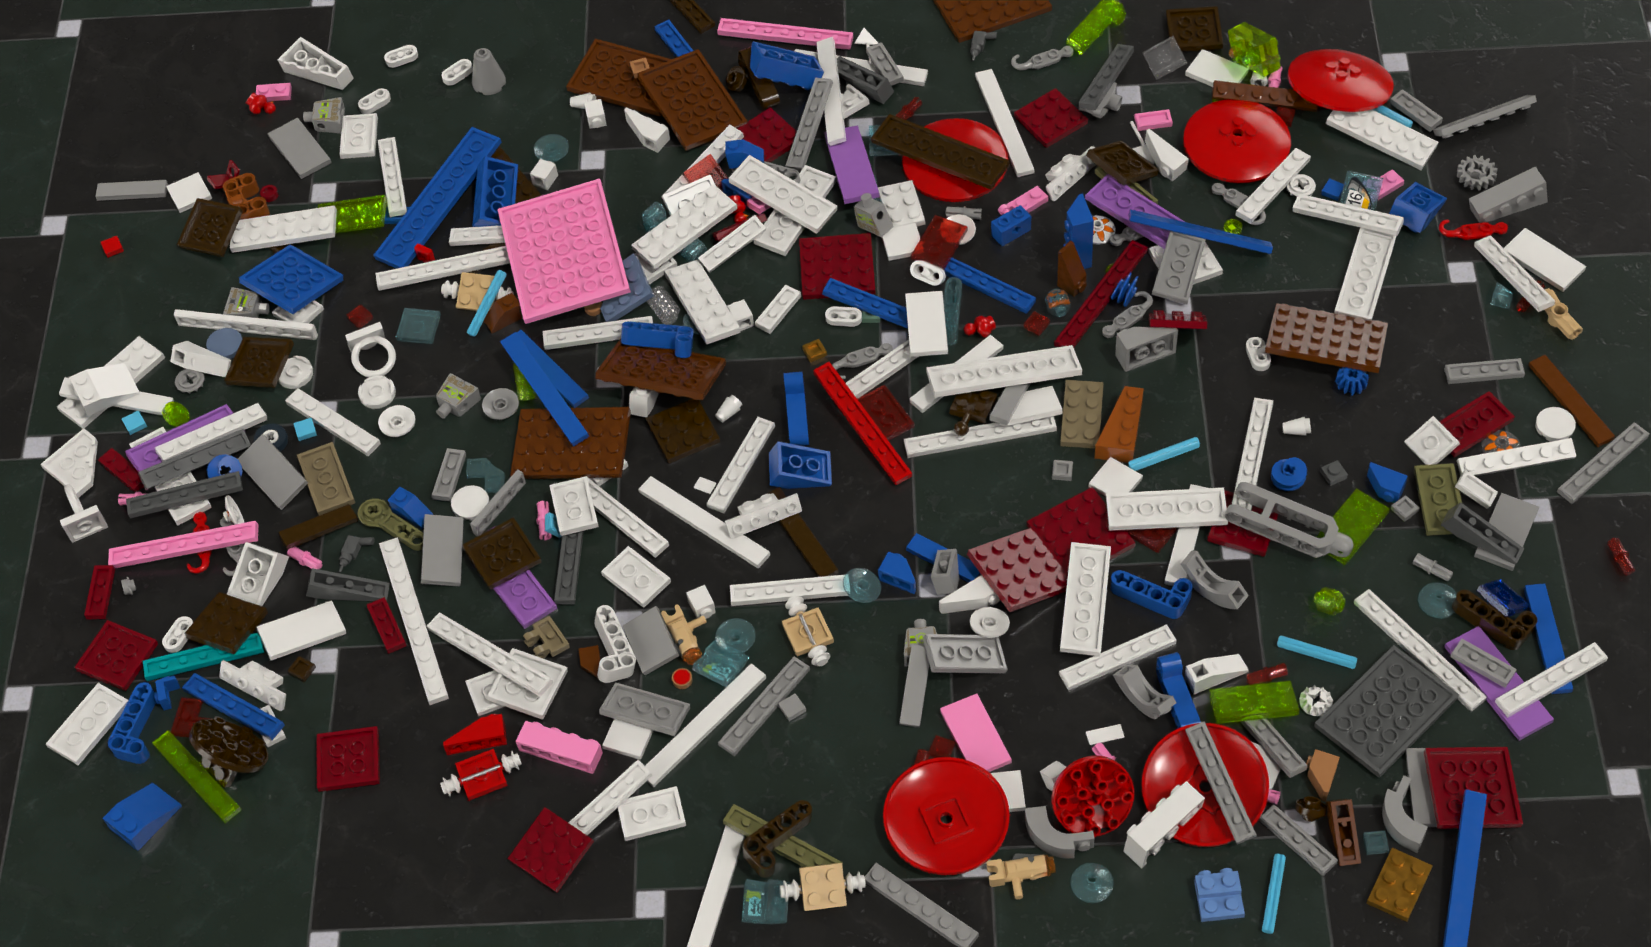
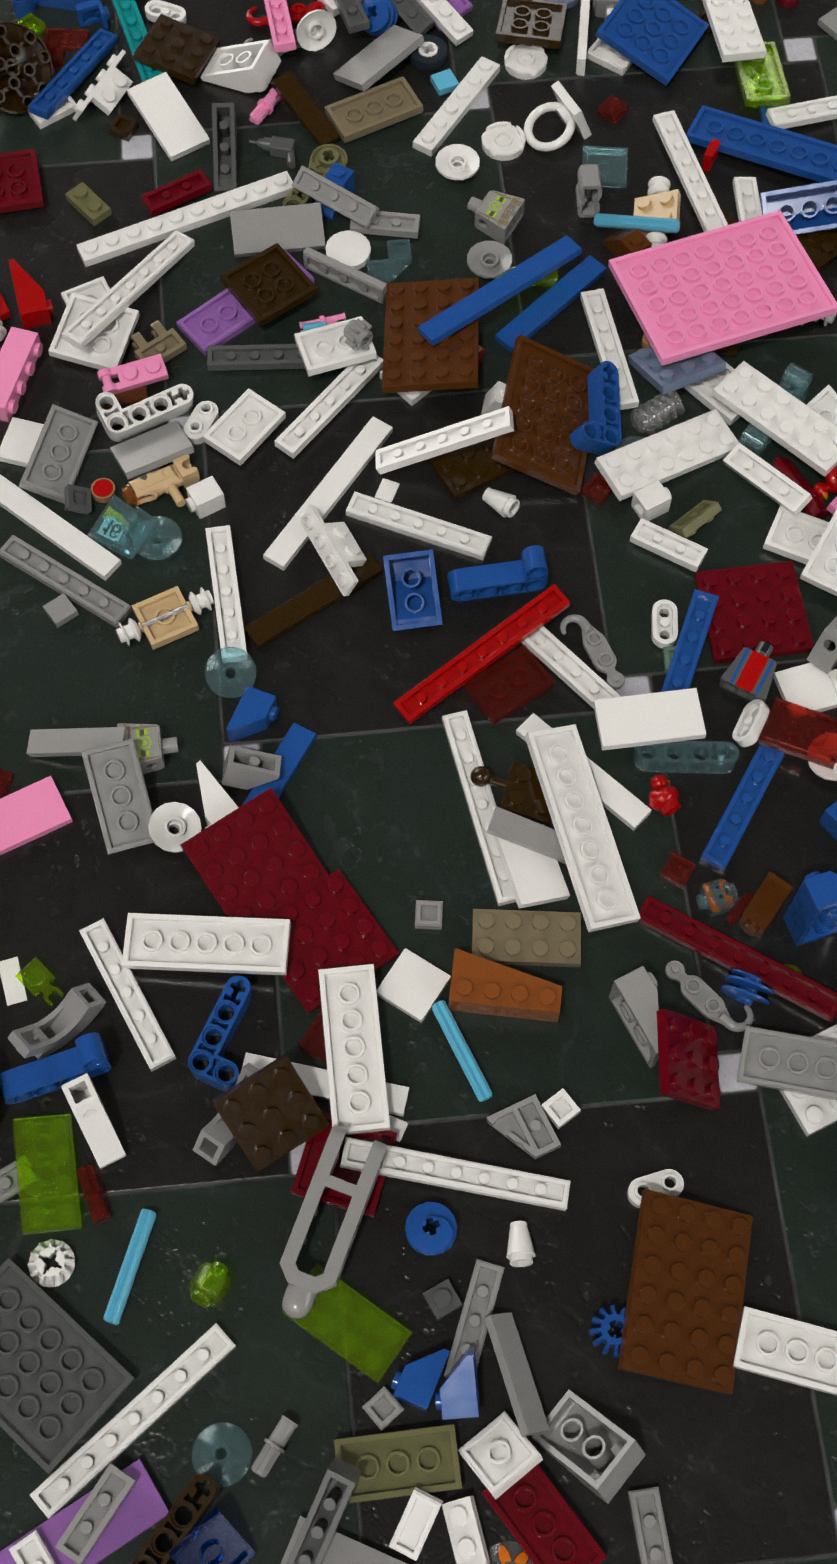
camera: 80 degrees right, 10 degrees up
(382, 695) = (88, 204): none -> olive plate
(422, 502) = (335, 197): none -> light grey tile
(449, 330) = (588, 190): none -> light grey brick
(574, 481) = (358, 334): none -> light grey gear
(577, 651) = (133, 374): none -> bright pink plate
(624, 607) = (201, 420): none -> white plate
(680, 431) = (444, 440): none -> white plate
(691, 693) = (78, 499): none -> dark grey plate
(724, 348) = (596, 489): none -> clear red plate
(758, 290) = (695, 518): none -> olive plate
(814, 350) = (607, 595): pearl gold tile -> none
(890, 267) = (750, 673): none -> torso
(1067, 288) = (739, 908): none -> clear red tile
(1107, 713) = (37, 979): none -> clear neon green plate
(1205, 399) = (560, 1108): none -> white plate
(1215, 552) = (270, 1113): none -> dark brown plate
(1218, 418) = (526, 1127): none -> light grey wing
(1345, 455) = (477, 1306): none -> light grey tile
(1381, 431) = (516, 1374): none -> light grey tile
(1392, 457) = (460, 1390): none -> slope
(1423, 396) = (590, 1446): none -> light grey slope

